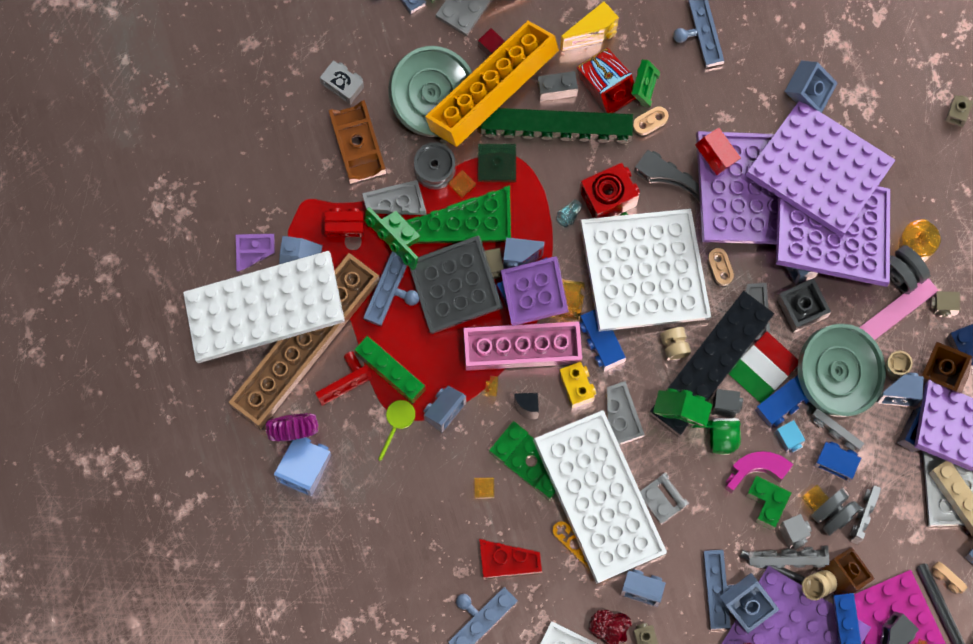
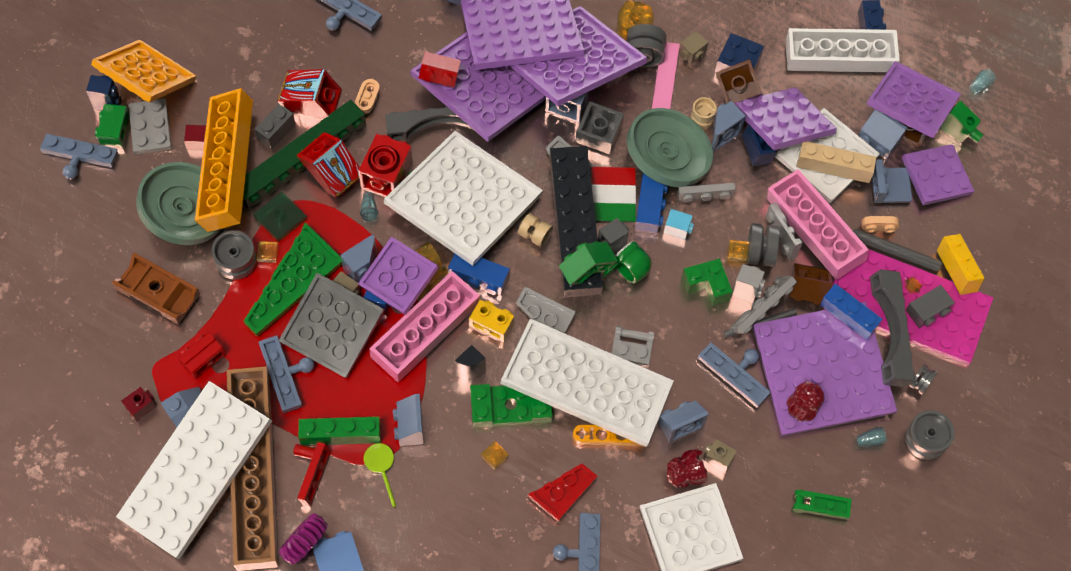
camera: 45 degrees left, 10 degrees down
(253, 248) = (144, 435): medium lavender wing -> none
(270, 221) = (139, 403): none -> dark red brick
(342, 82) = (103, 256): light grey brick -> none
(396, 234) = (250, 327): green bracket -> none
(403, 198) = (226, 304): light grey wing -> none
(491, 386) = (430, 375): clear yellow plate -> none
(568, 154) = (330, 164): none -> red slope
(592, 29) = (264, 65): yellow slope -> none
(645, 83) = (340, 75): green plate -> none
(721, 267) = (515, 153): light nougat plate -> none
(749, 603) = (768, 359): sand blue slope -> none
(763, 461) = (681, 255): dark pink arch -> none
(819, 585) = (803, 303): tan wheel -> none
(838, 461) = (727, 212): blue piece -> none
(895, 534) = (818, 224): none -> bright pink brick

